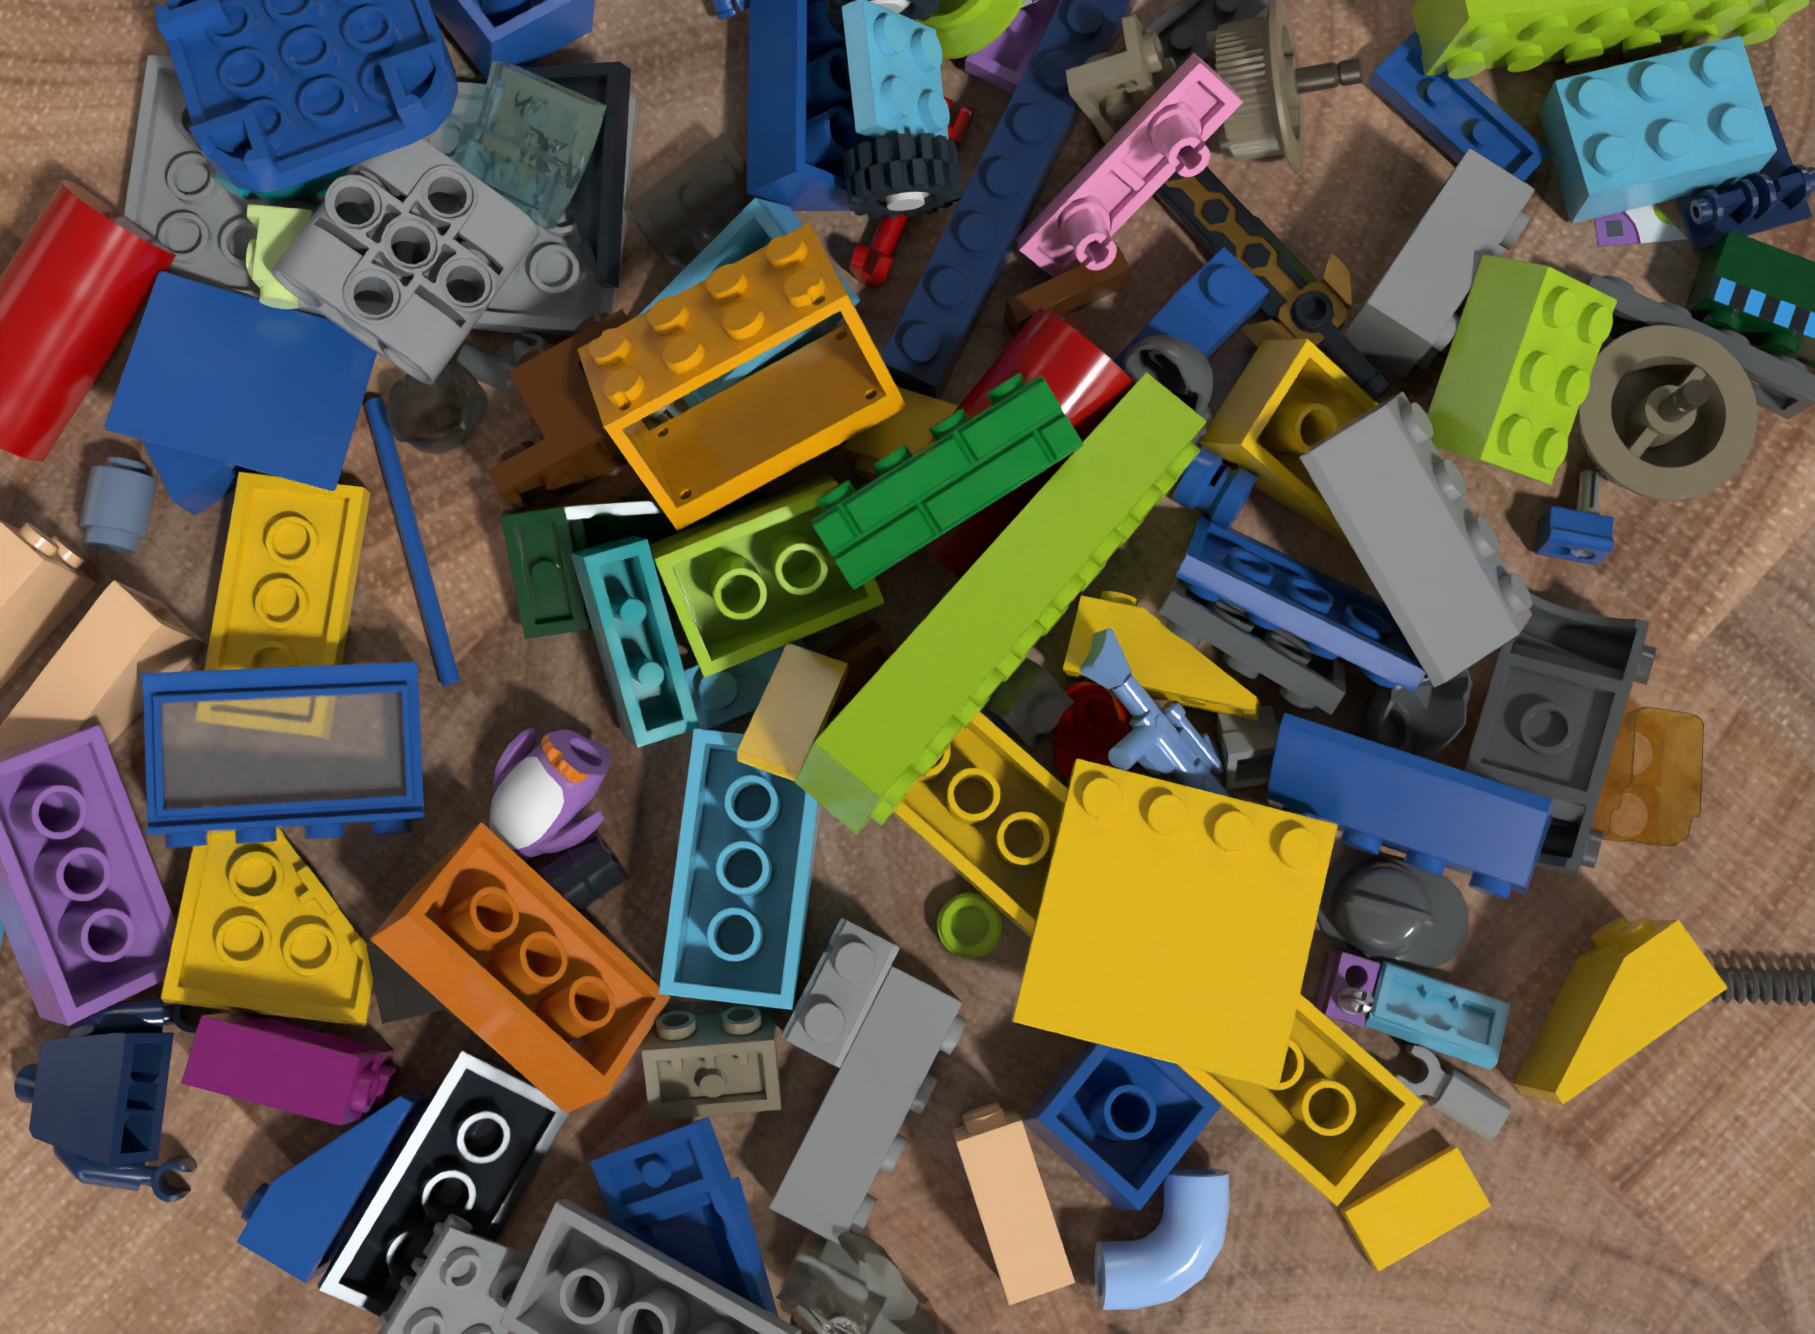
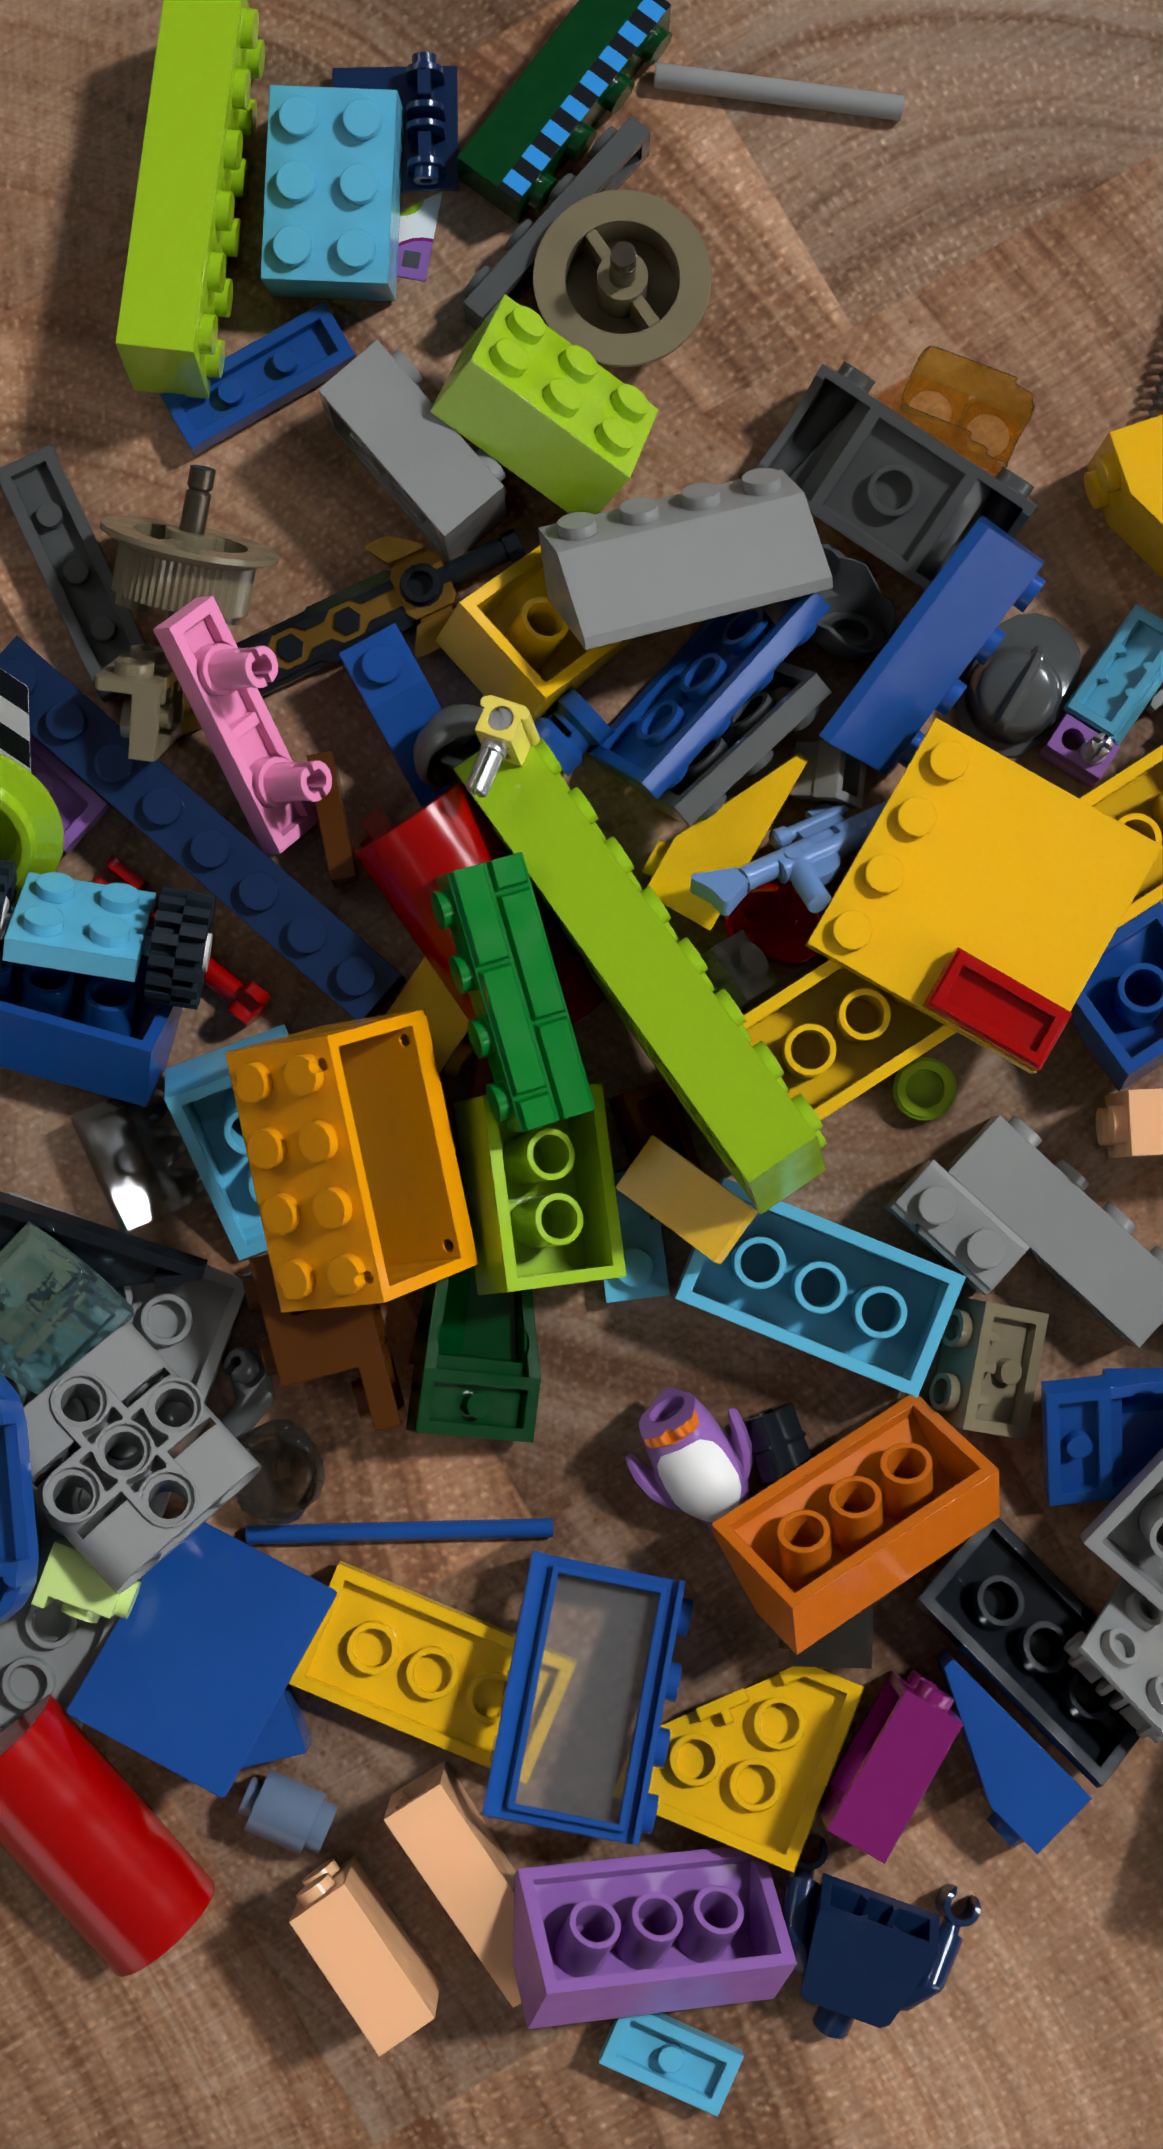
camera: 75 degrees left, 5 degrees up
(635, 640) = (570, 1333): teal brick -> none
(1065, 964) = (997, 1009): none -> red tile
(1192, 403) = (504, 735): none -> piece
(1579, 533) = (709, 394): blue piece -> none

